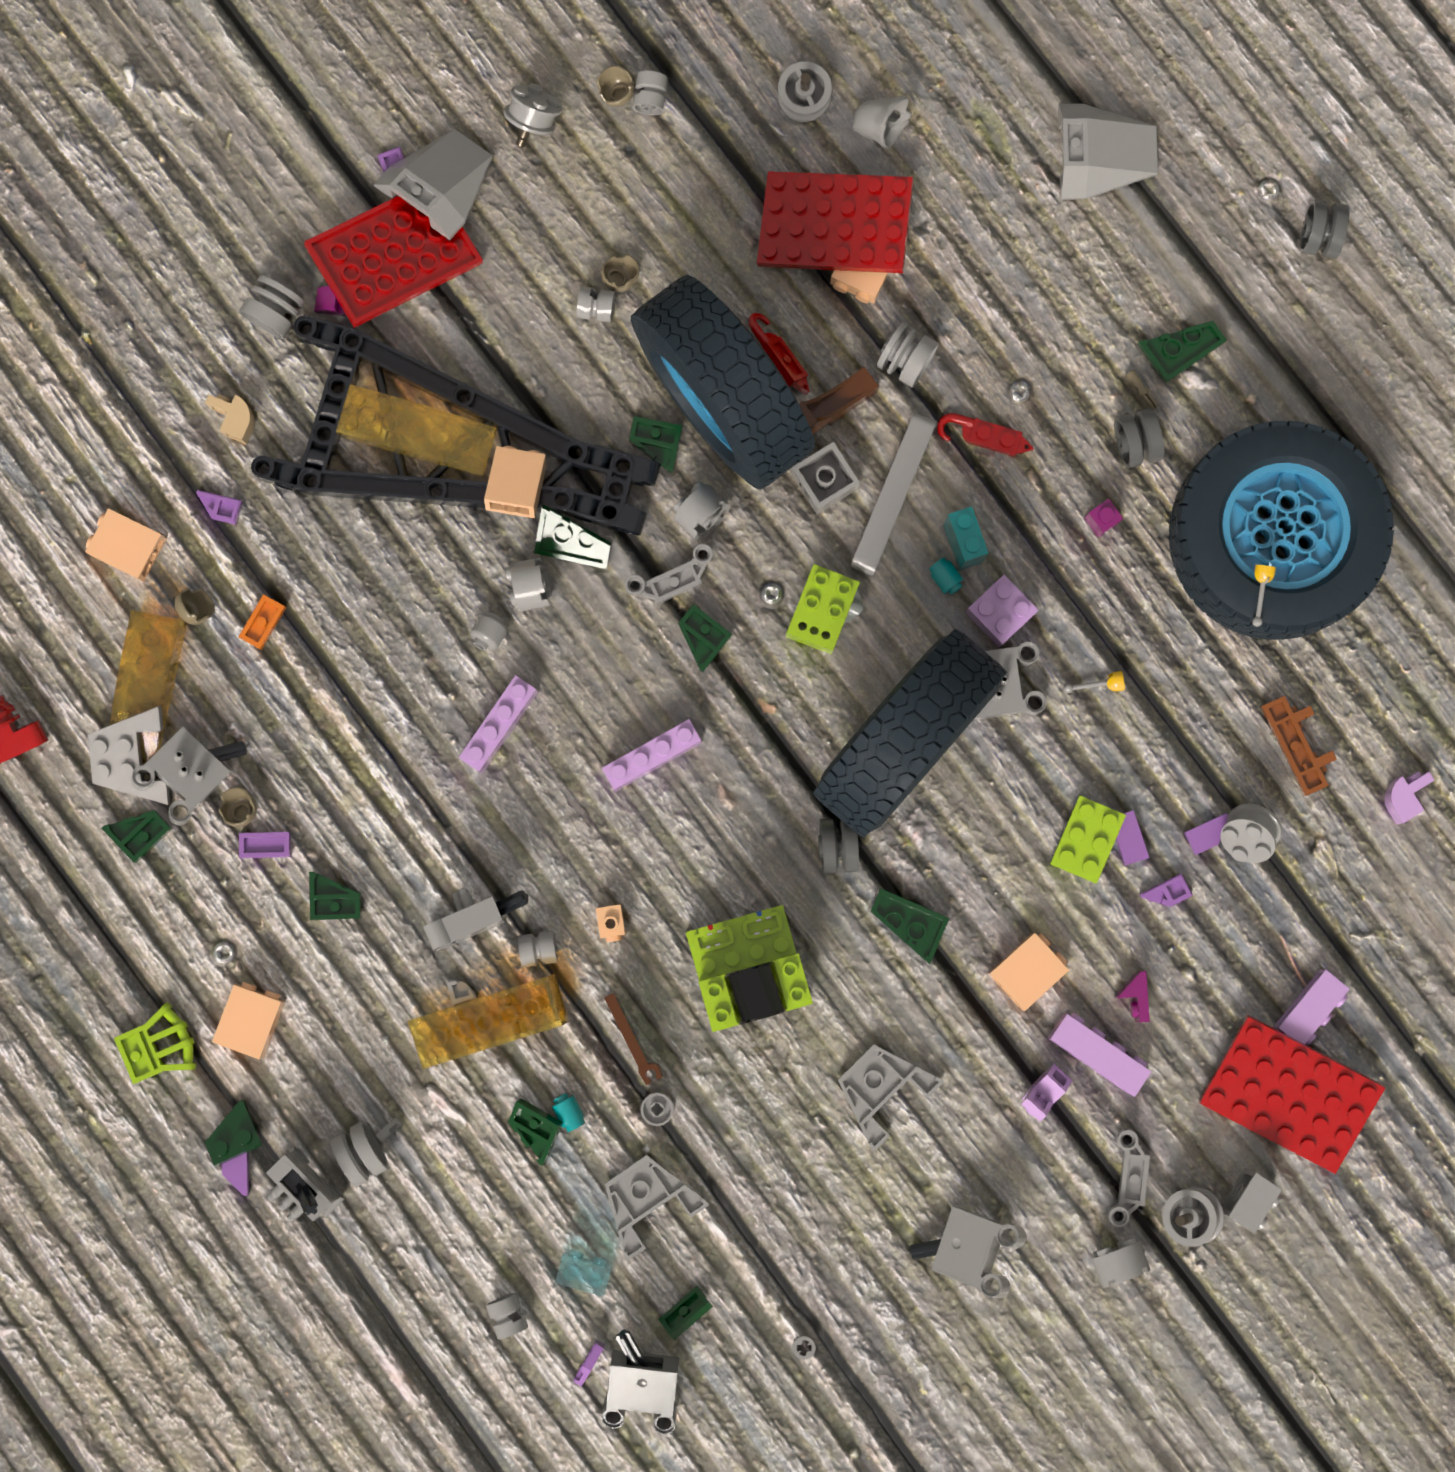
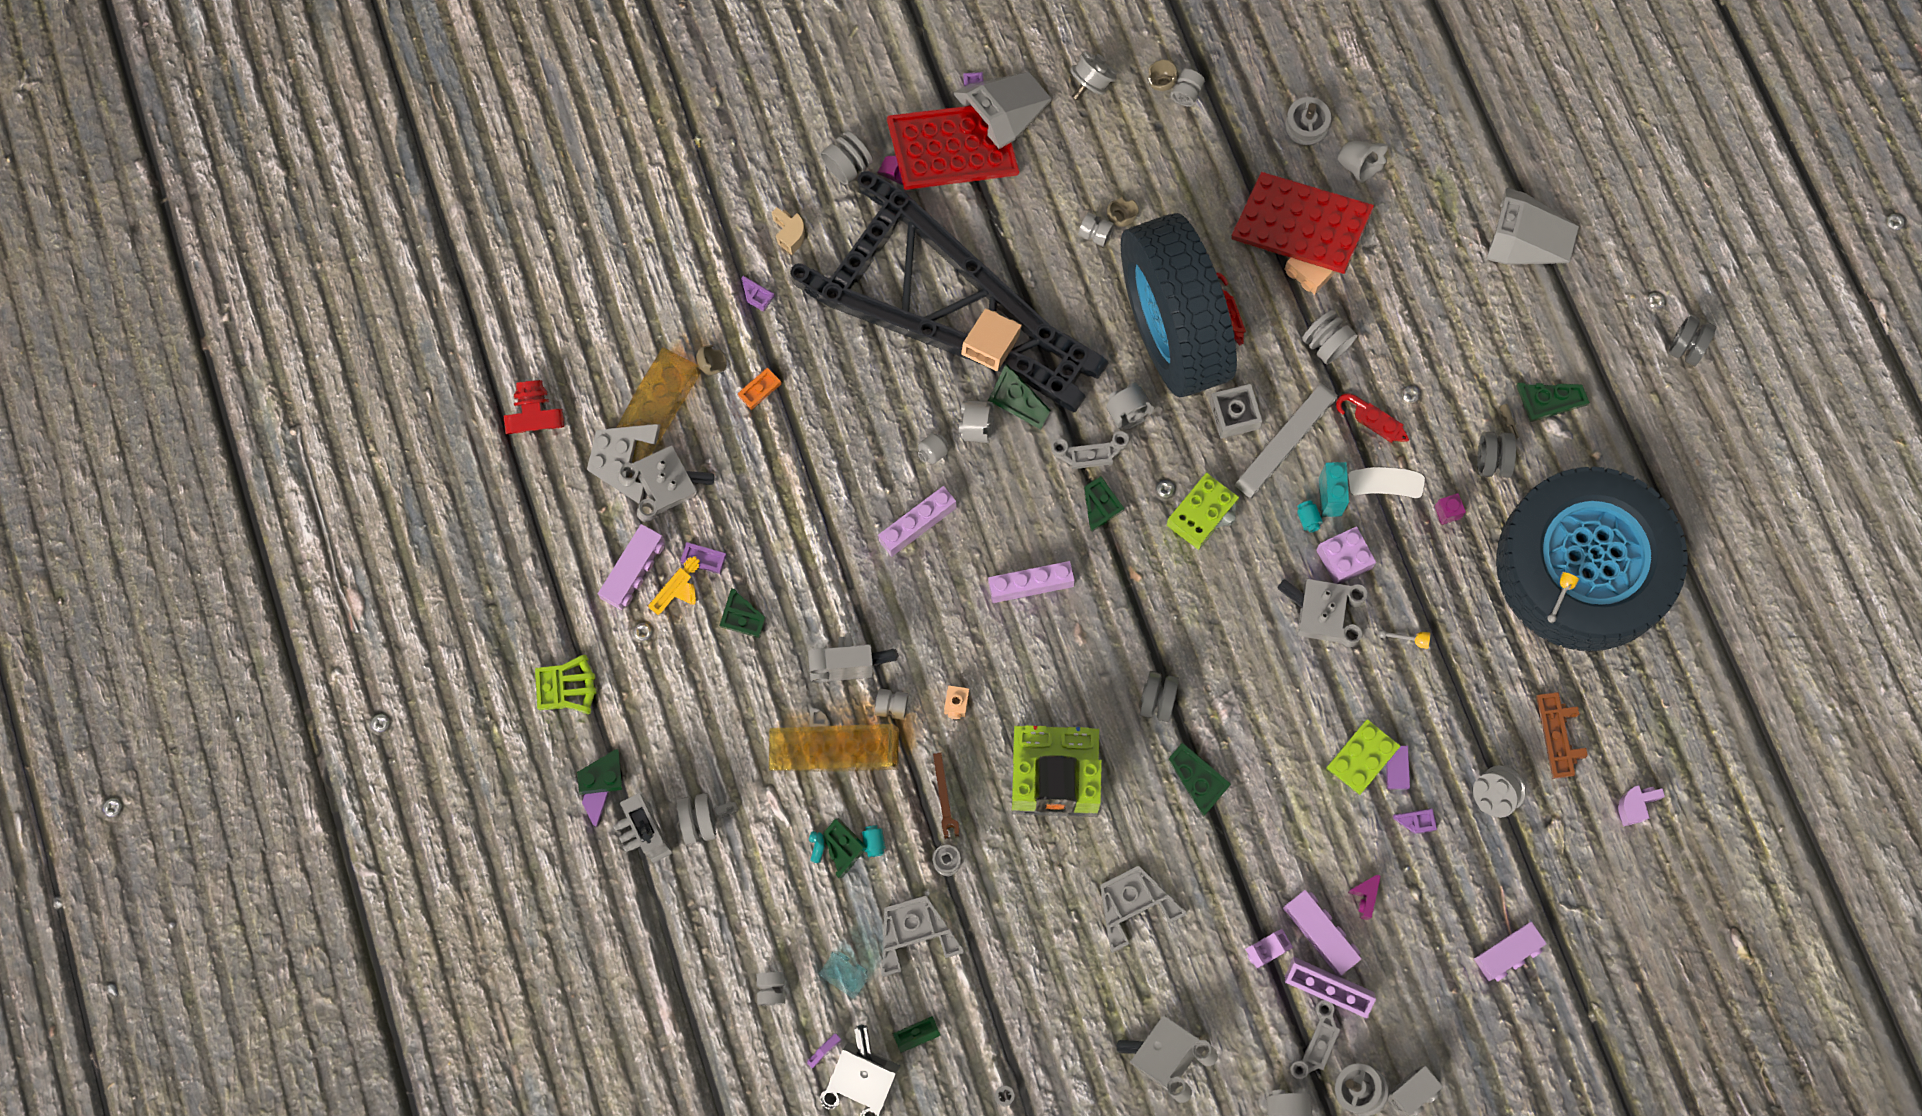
camera: 20 degrees right, 10 degrees down
(125, 544) = (674, 299): light nougat brick -> none
(138, 834) = (608, 518): dark green wing -> none
(185, 883) = (631, 567): none -> lavender brick
(238, 807) = (692, 521): dark tan hair -> none
(245, 890) = (677, 587): none -> yellow piece
(249, 1020) = (645, 688): light nougat brick -> none
(415, 430) = (926, 279): clear yellow slope -> none
(508, 1138) = (818, 849): none -> teal arm
(656, 440) = (1111, 344): dark green wing -> none
(839, 400) = (1266, 356): reddish brown arch -> none
(909, 732) = (1243, 614): black wheel -> none
(1021, 505) = (1386, 481): none -> white sticker
(1029, 970) = (1284, 847): light nougat brick -> none
(1126, 1113) = (1330, 987): none -> lavender brick
(1206, 835) = (1461, 785): medium lavender tile -> none
(1291, 1094) = (1473, 1016): red plate -> none

